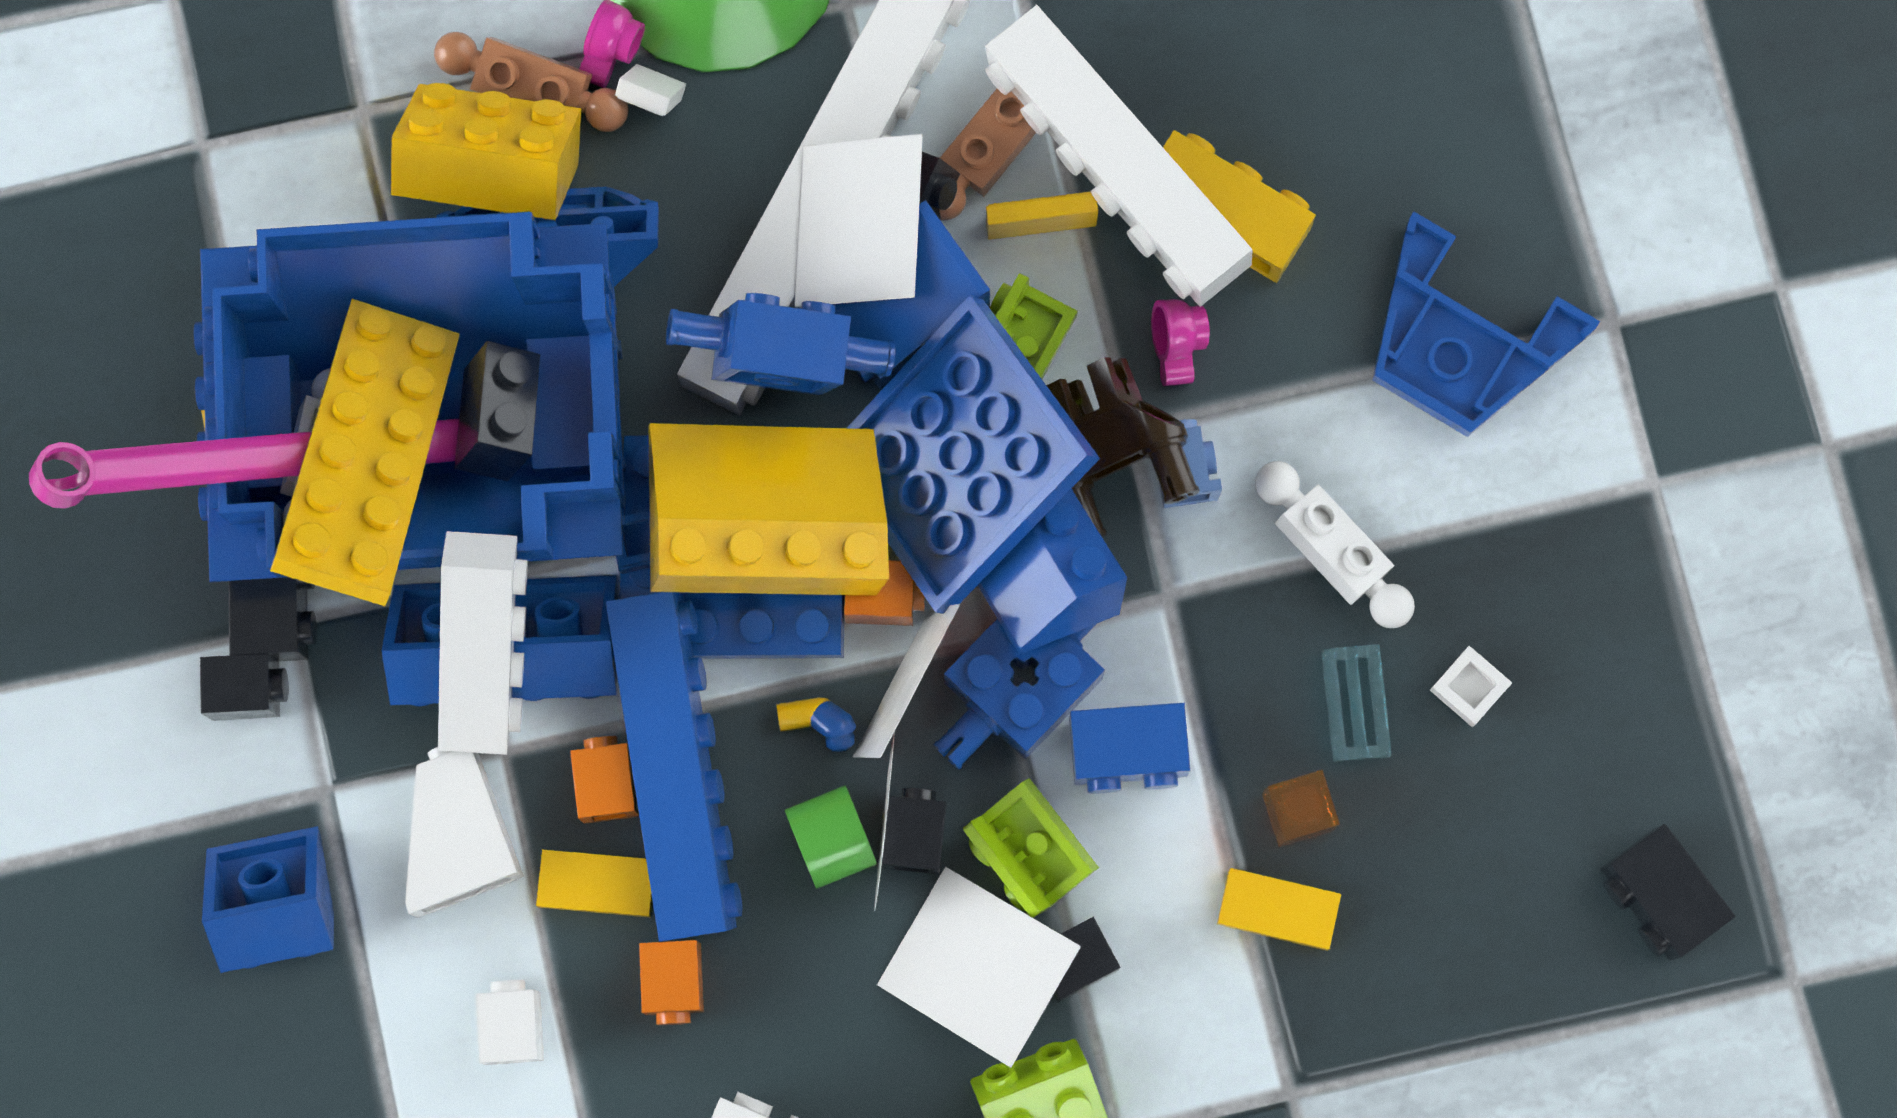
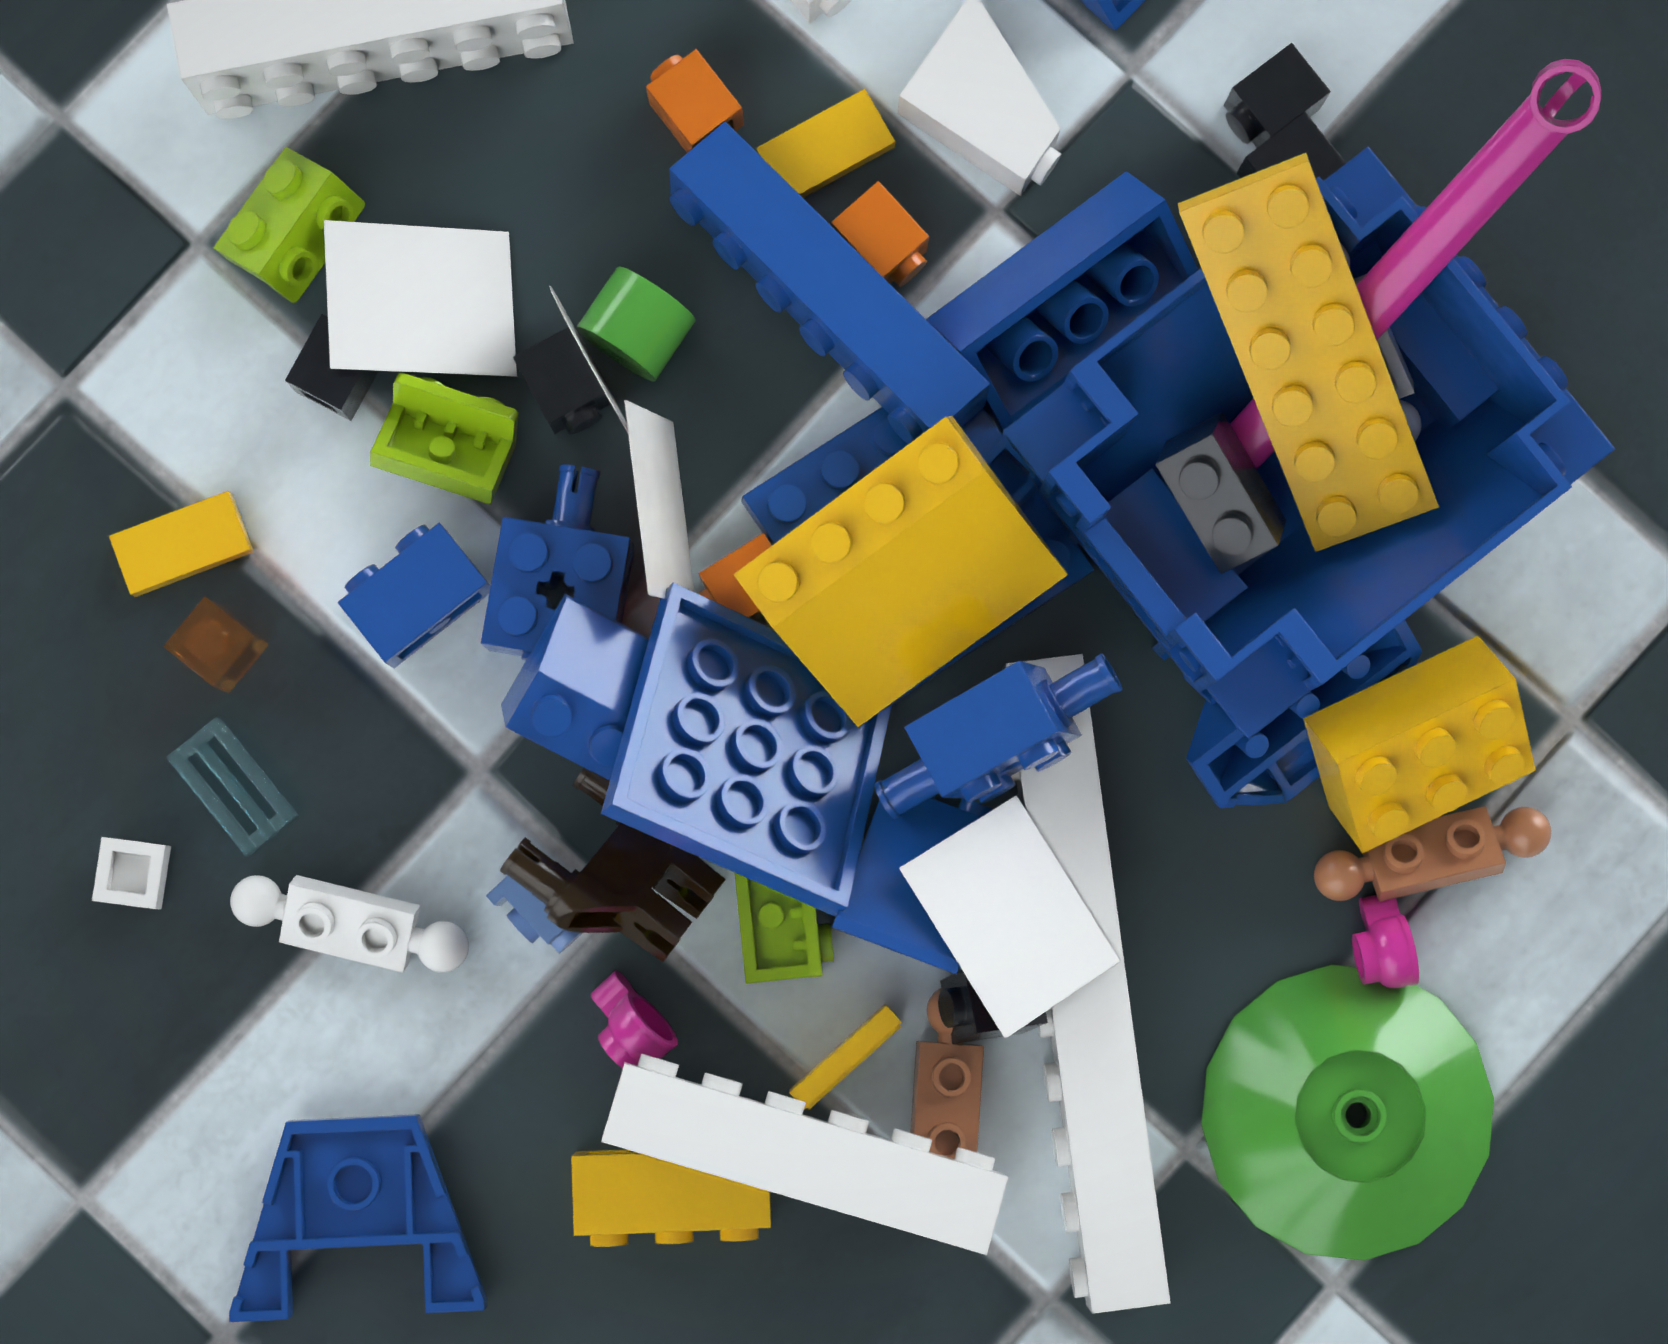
camera: 140 degrees right, 5 degrees up
(478, 642) = (1075, 256): white brick -> none
(650, 90) = (1311, 922): white tile -> none
(823, 717) = (723, 435): arm -> none

